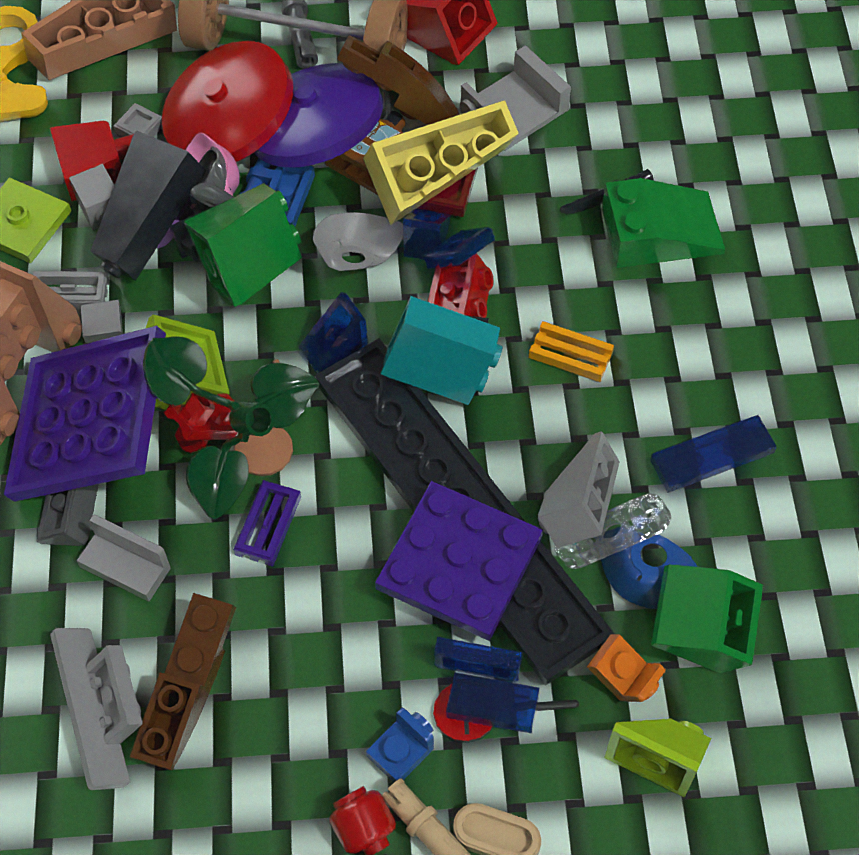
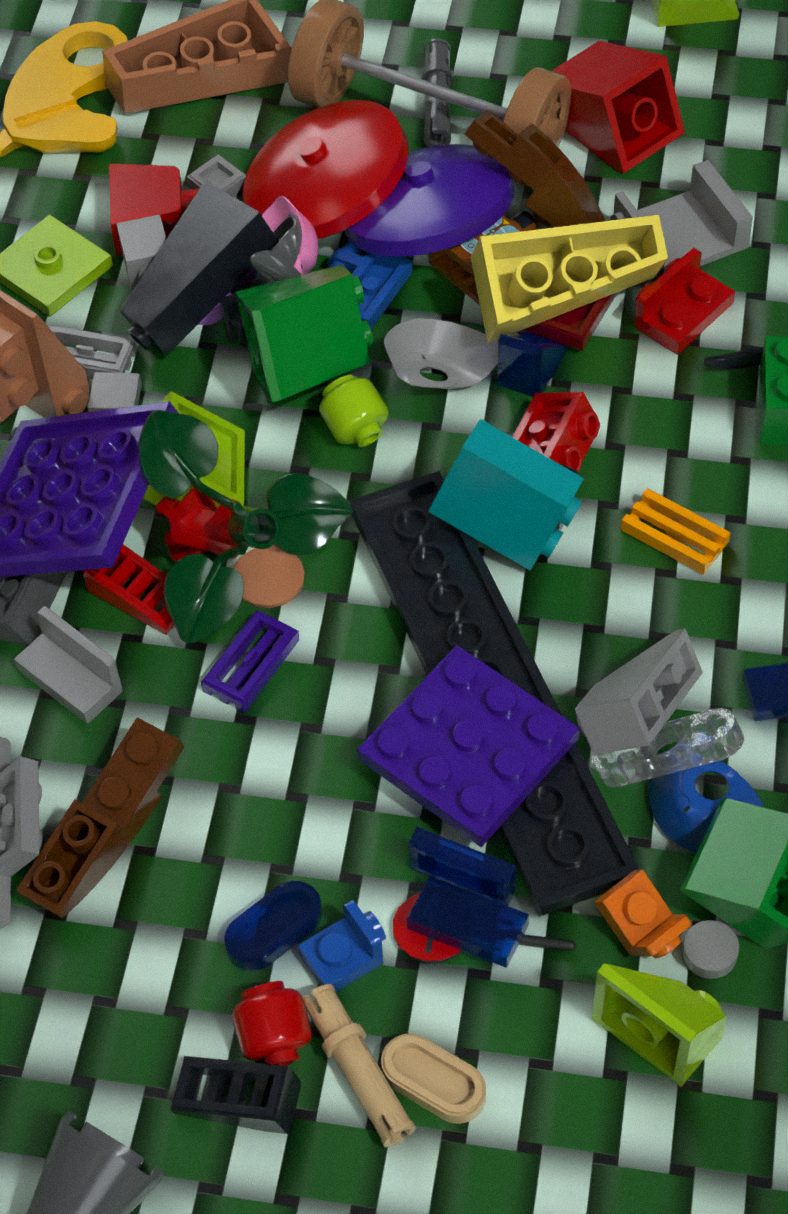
camera: 15 degrees right, 5 degrees down
(157, 492) = (108, 583): none -> red slope
(298, 300) = (353, 410): none -> lime head
(335, 335) = (387, 457): clear blue slope -> none
(341, 738) = (273, 925): none -> clear blue tile
(459, 247) = (564, 382): clear blue tile -> none
(530, 165) = (681, 303): none -> red bracket
(681, 684) = (710, 949): none -> light grey tile

